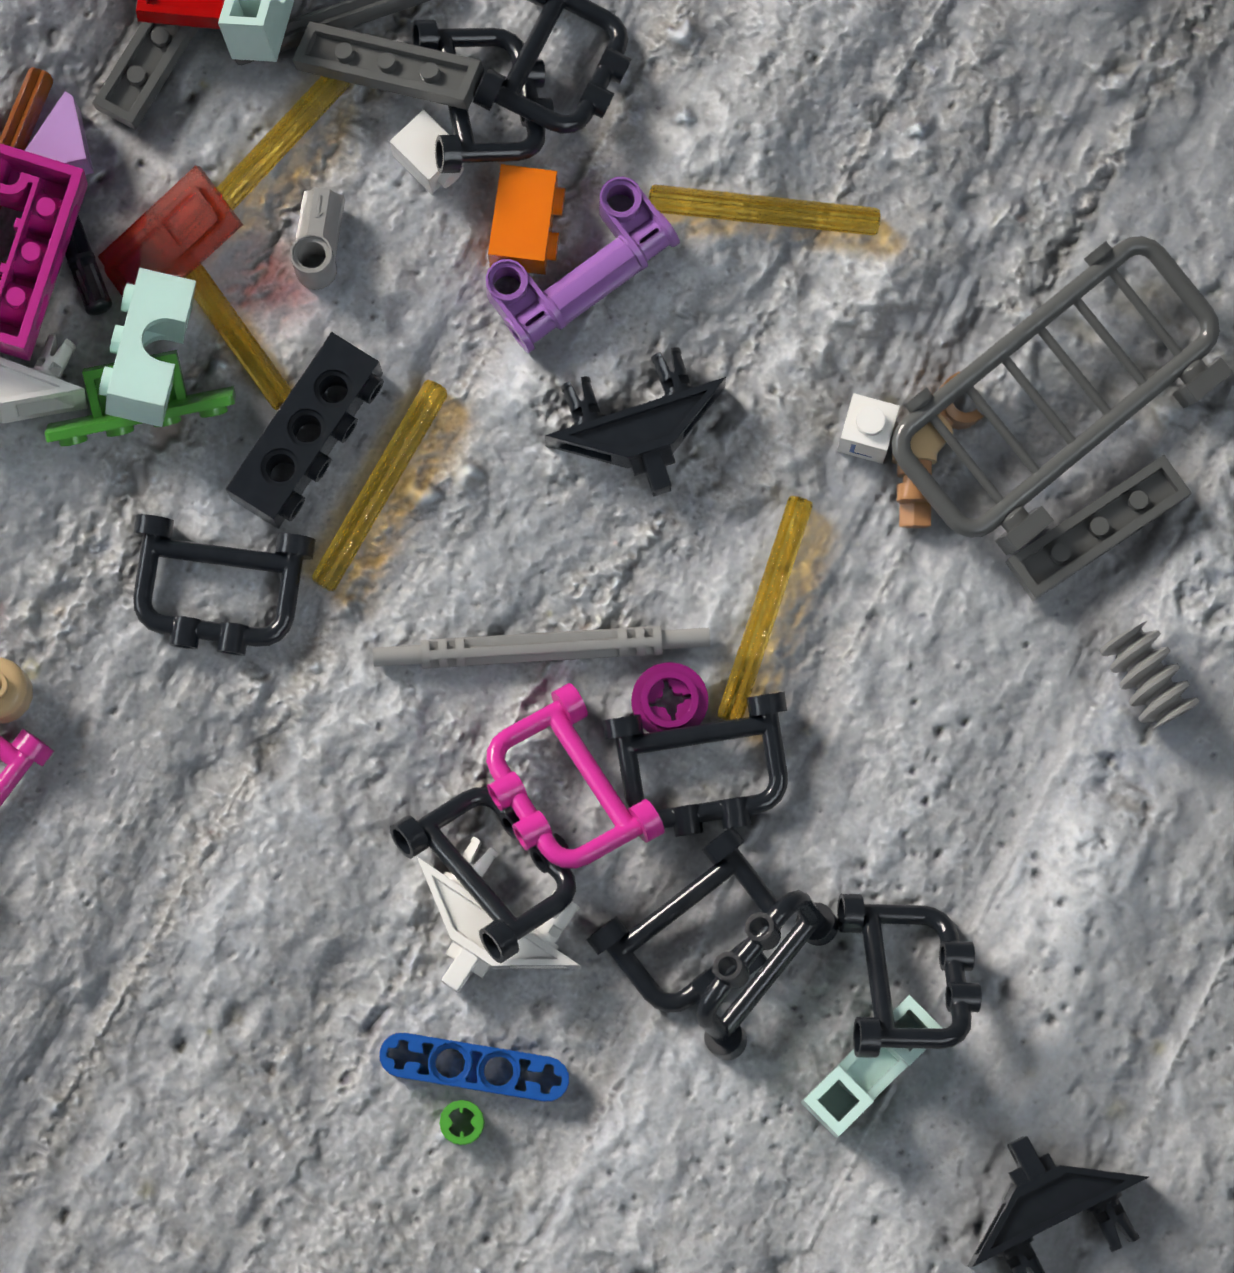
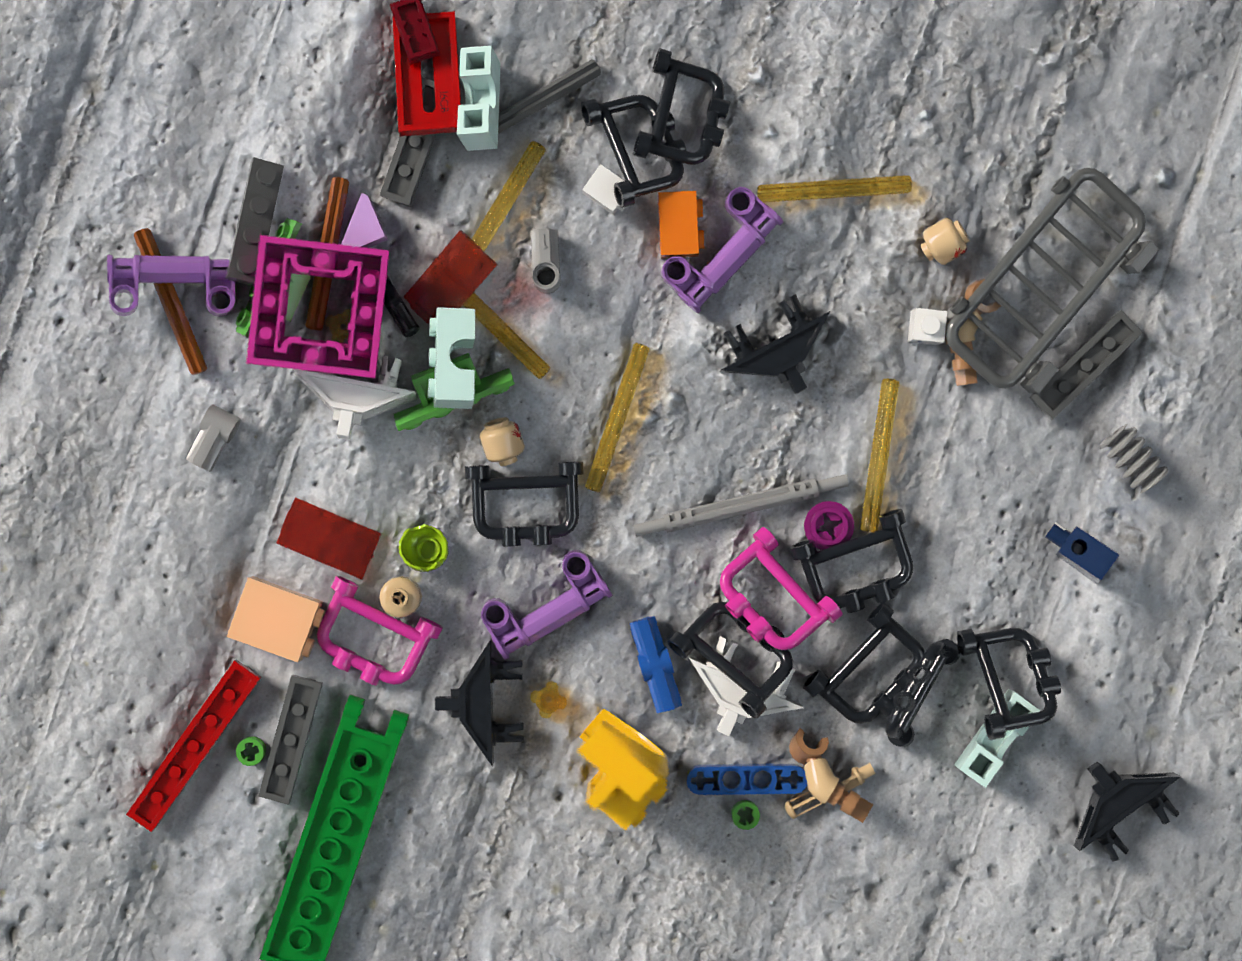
camera: 15 degrees left, 10 degrees up
(48, 624) = (423, 548): none -> lime hair
(79, 873) = (475, 703): none -> black connector
(179, 886) = (539, 697): none -> clear yellow plate
(199, 487) = (502, 441): none -> tan head
(219, 760) = (552, 614): none -> medium lavender piece
(287, 1005) = (629, 769): none -> yellow piece
(334, 364) = (574, 343): black brick -> none
(366, 862) = (655, 664): none -> blue piece
(388, 65) = (572, 138): dark grey plate -> none
(588, 1085) = (823, 782): none -> medium nougat piece
(599, 1108) = (857, 778): none -> tan piece
(915, 310) = (945, 241): none -> tan head
(1063, 819) = (1095, 559): none -> dark blue torso

